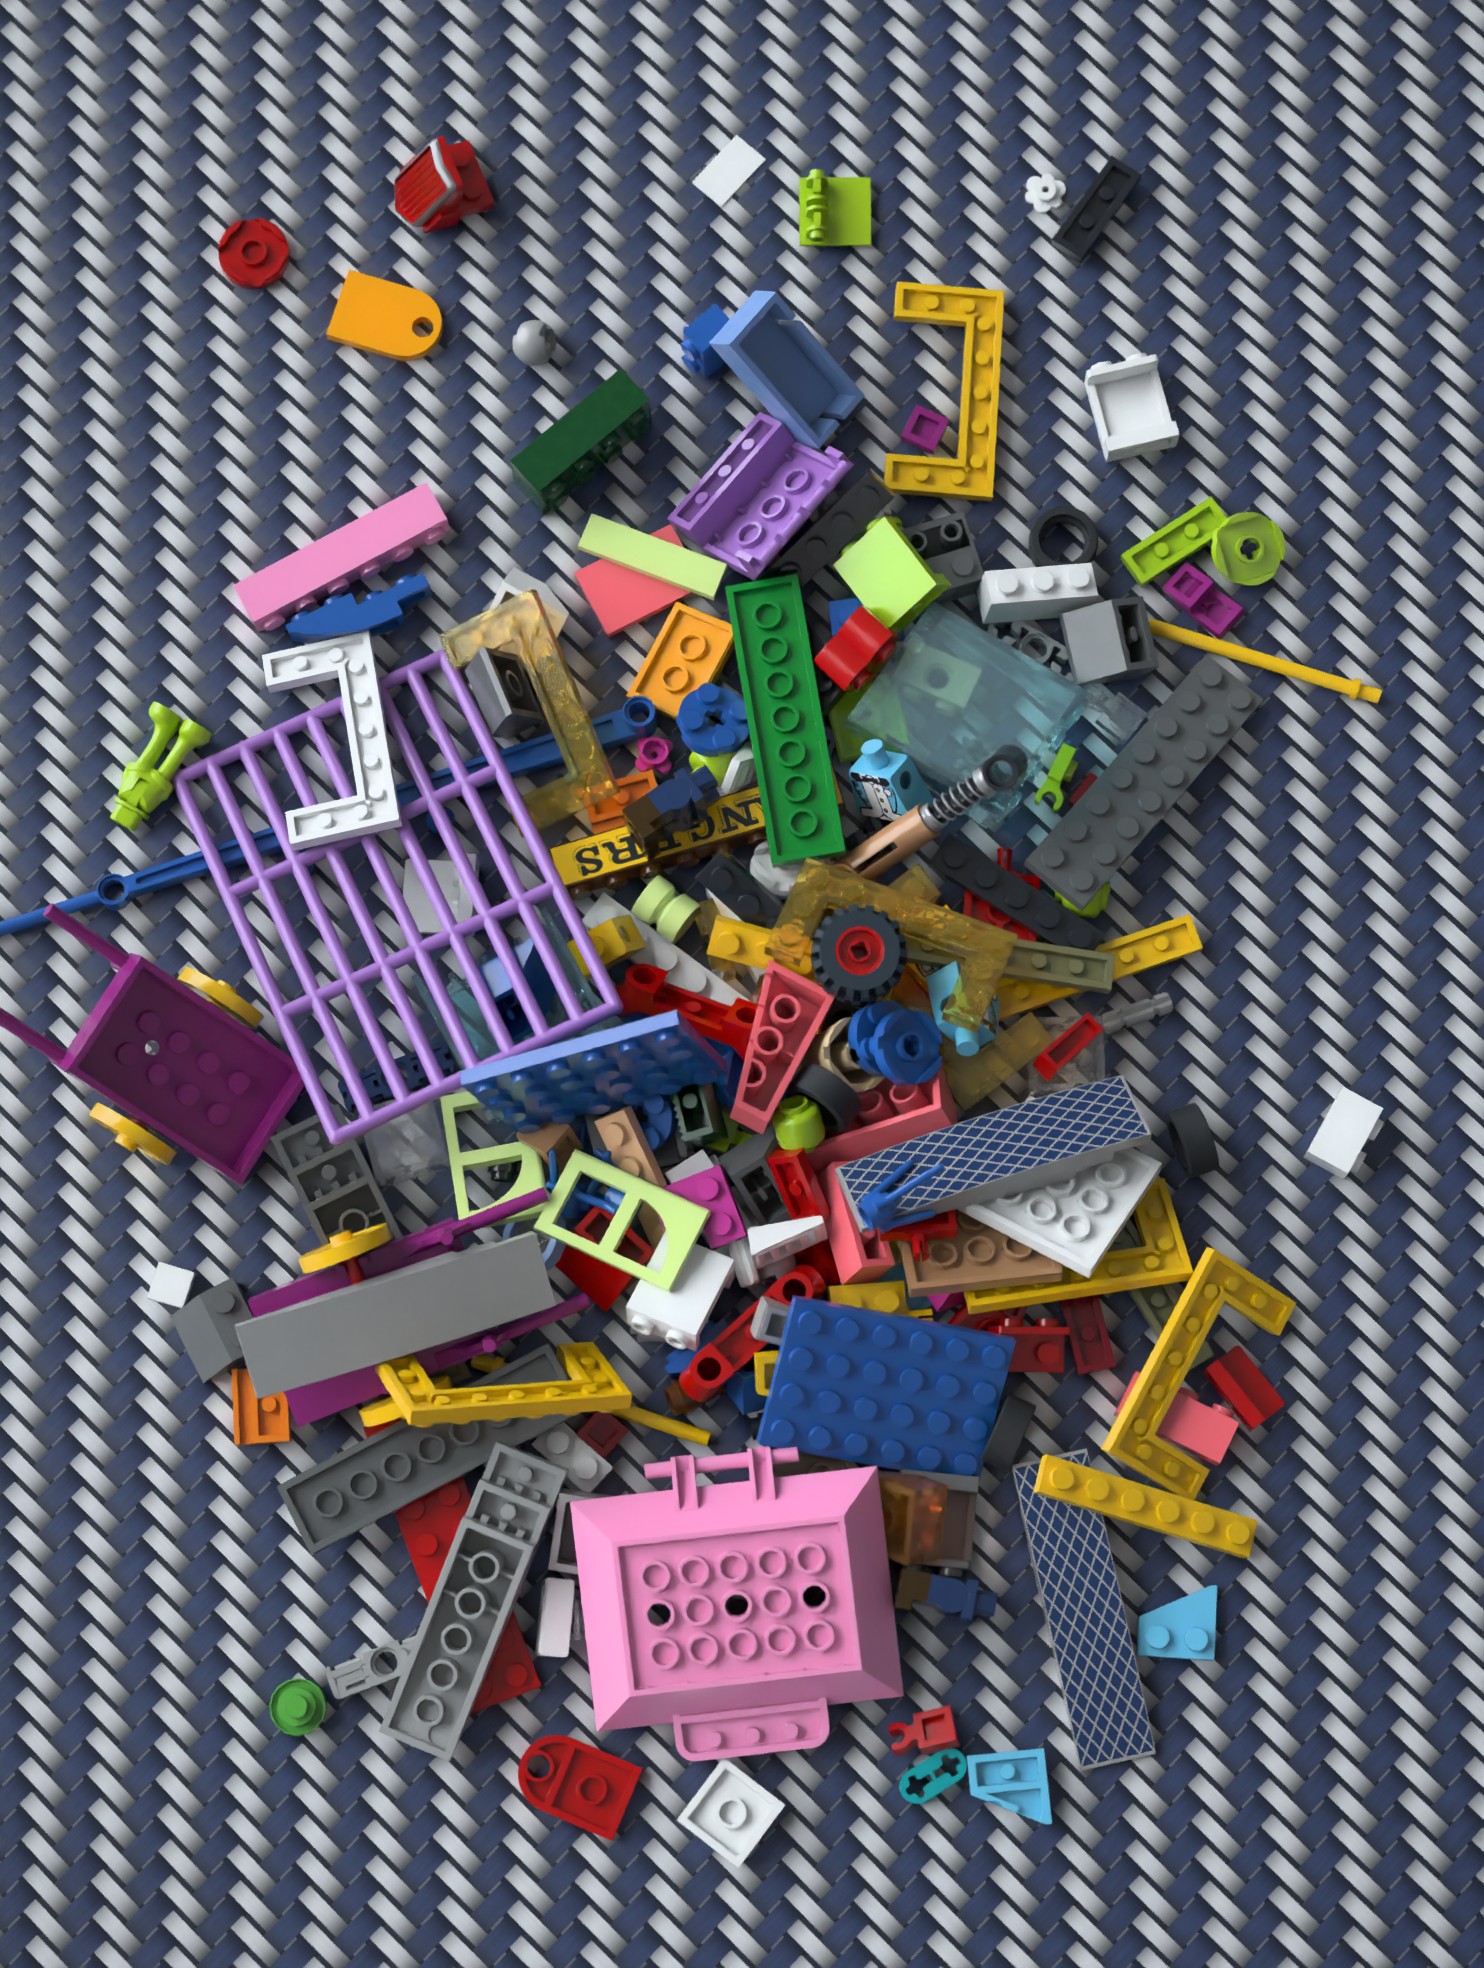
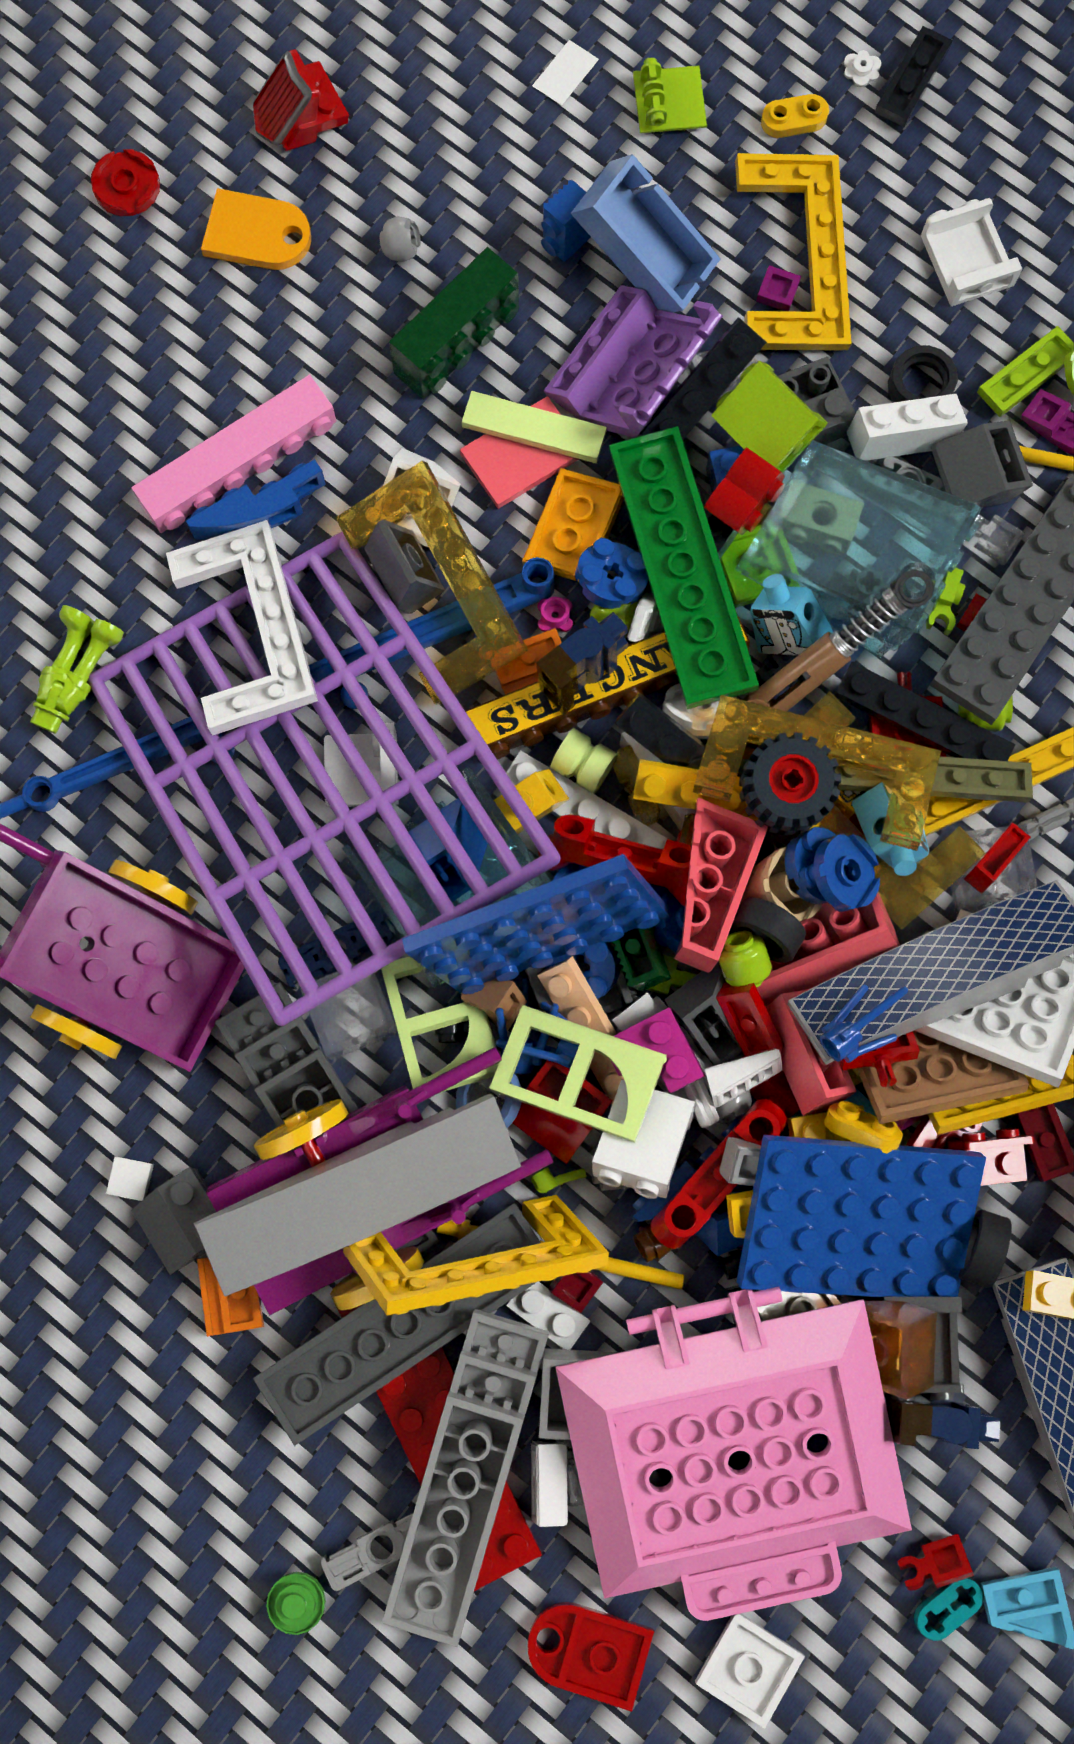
camera: 10 degrees left, 0 degrees up
(582, 1327) = (545, 1181): none -> lime hand
(894, 1299) = (862, 1127): none -> yellow plate
(966, 244) = (797, 116): none -> yellow plate

